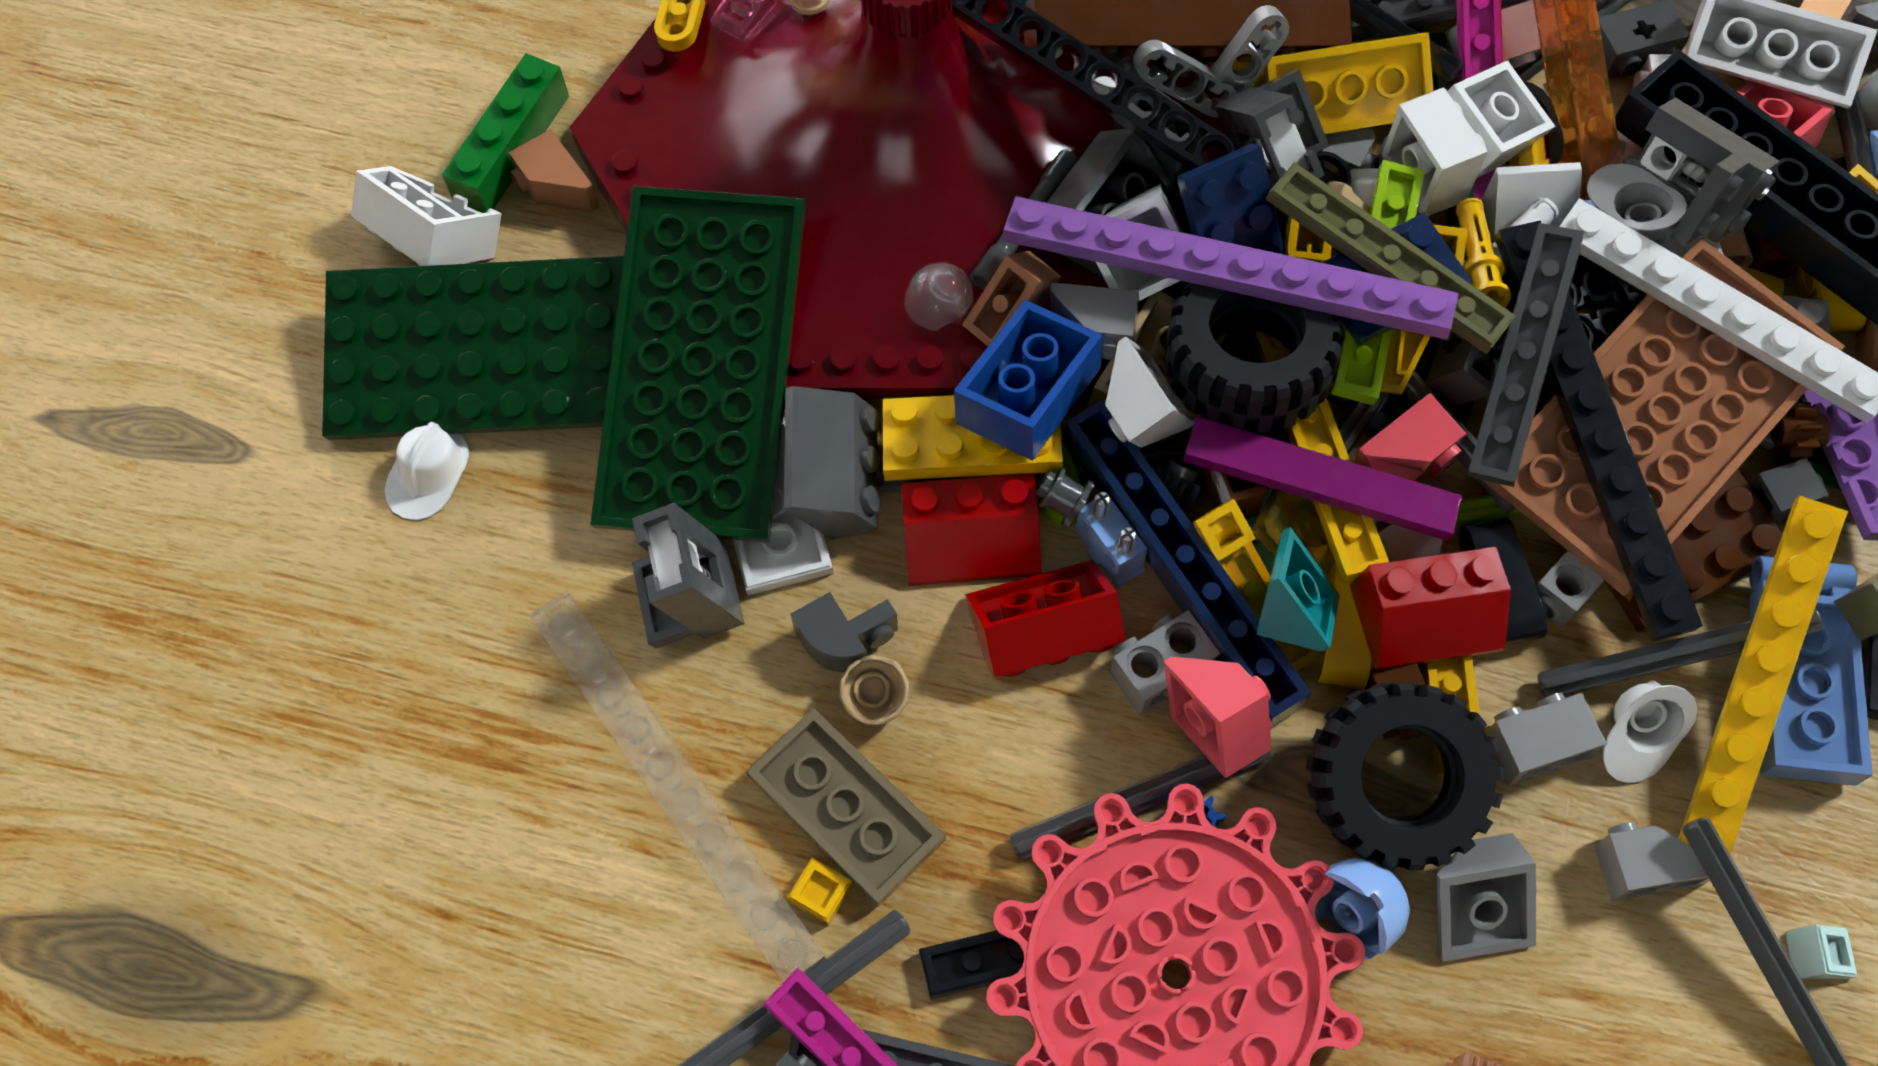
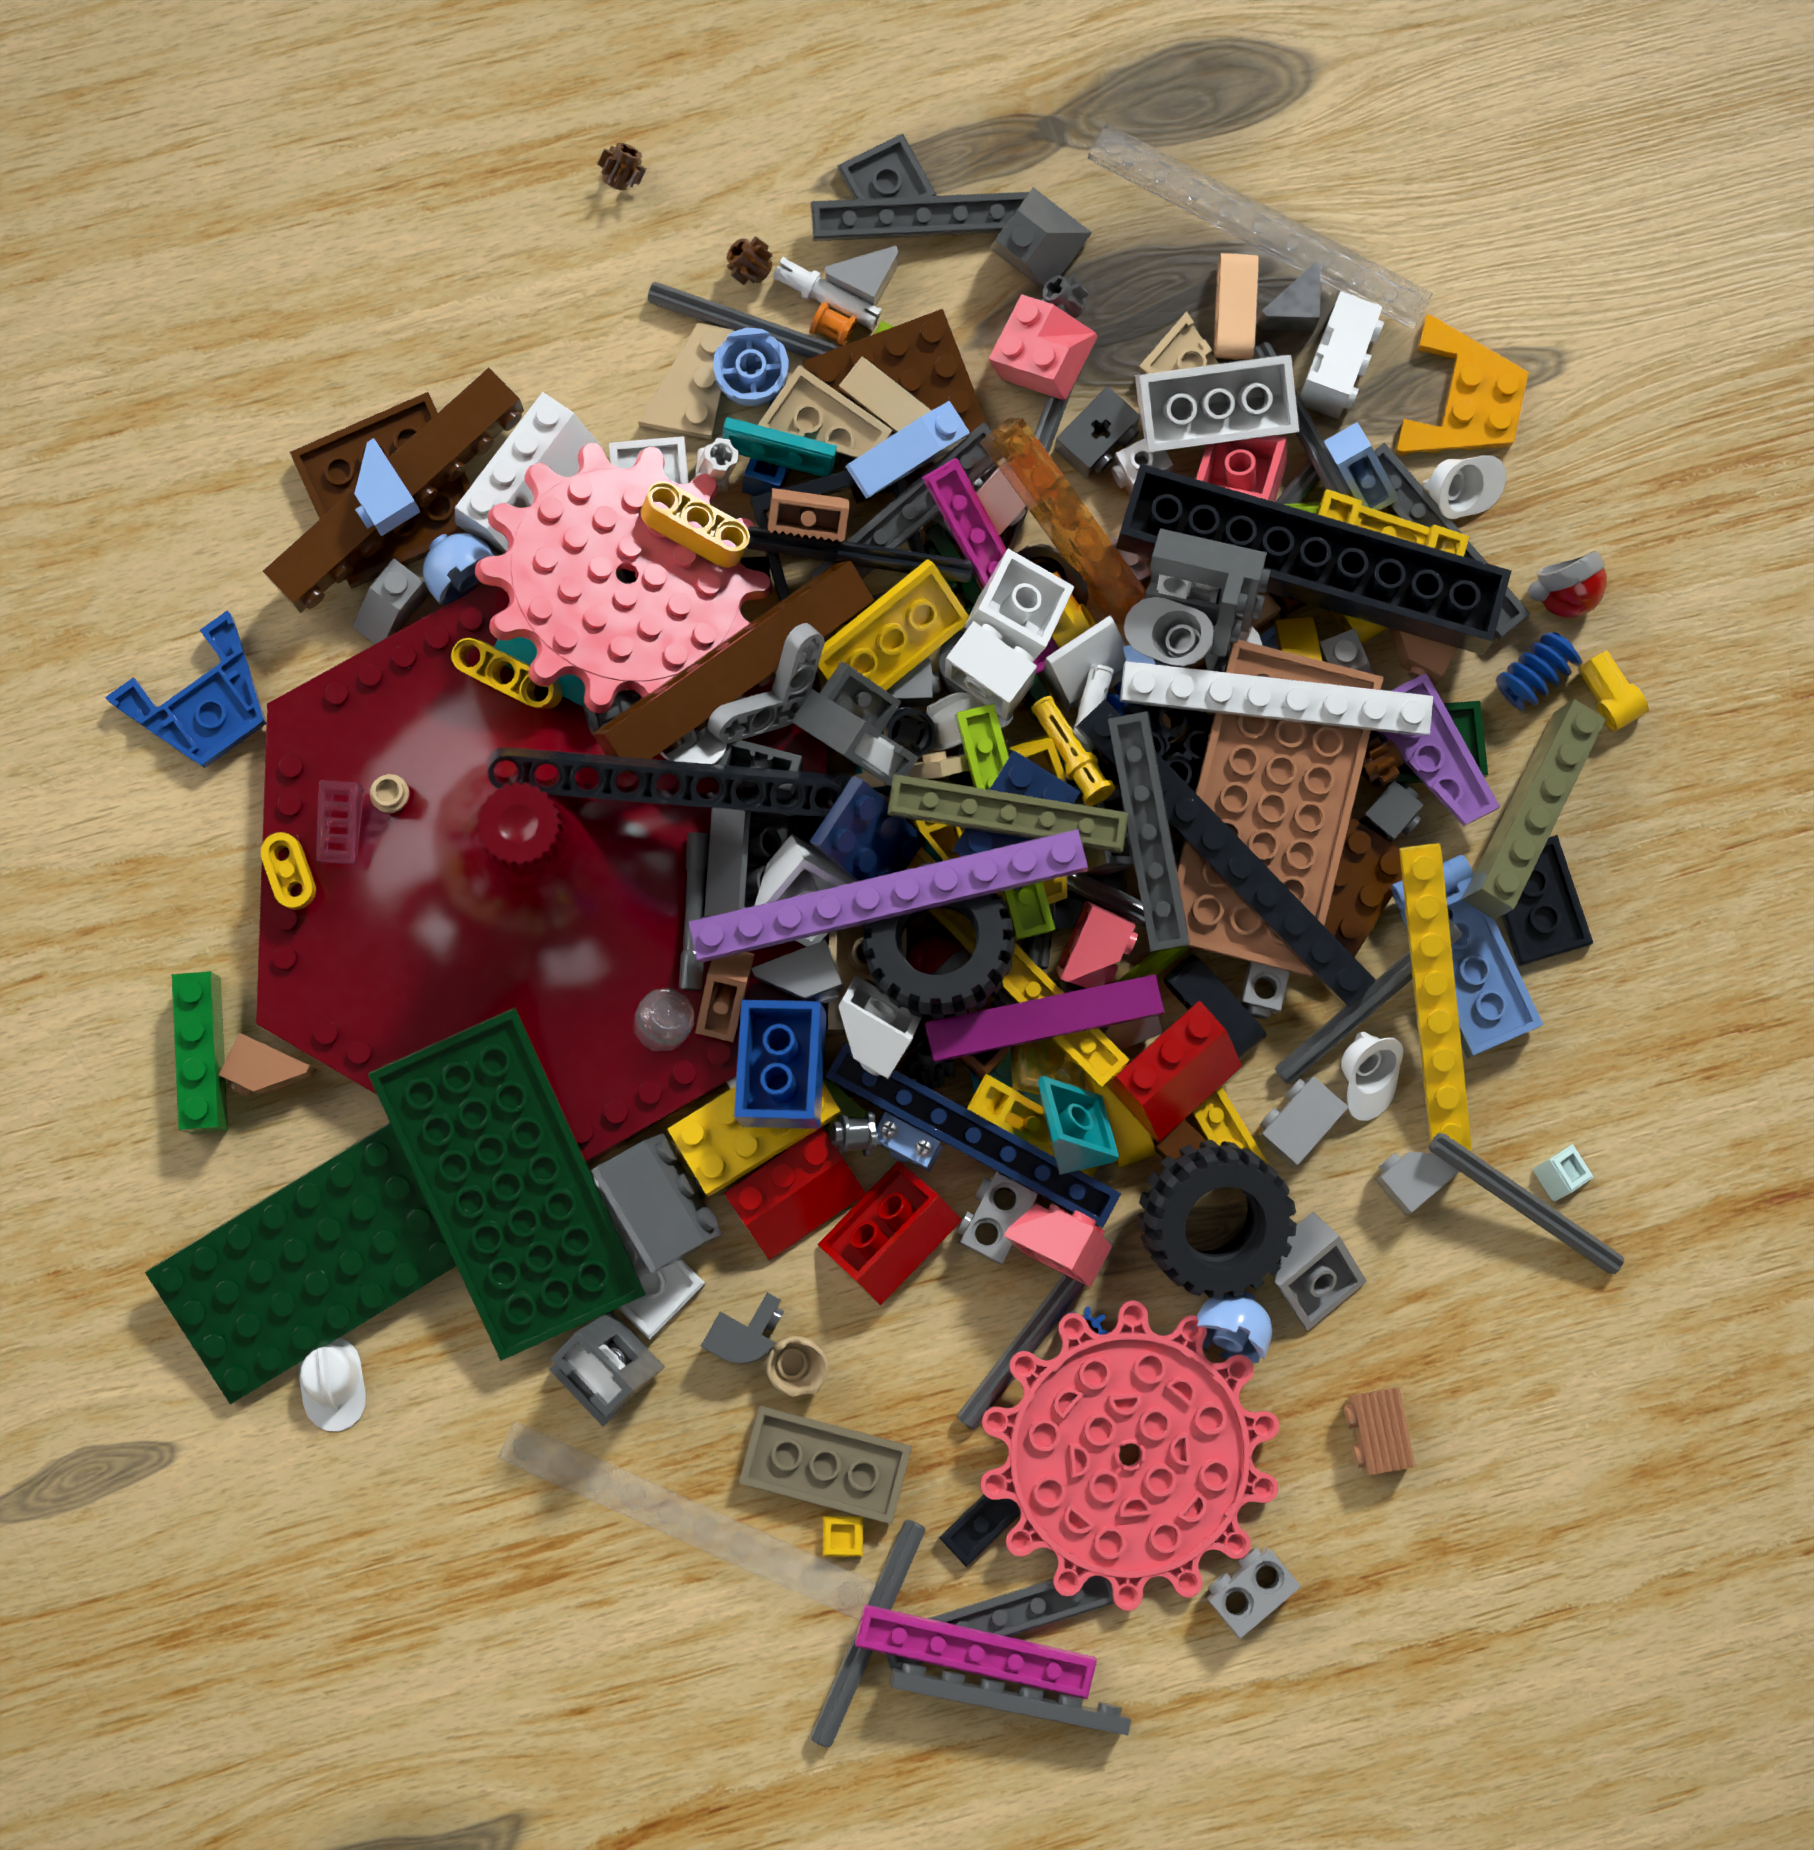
camera: 35 degrees left, 15 degrees up
(423, 222) = (185, 1178): white wedge -> none

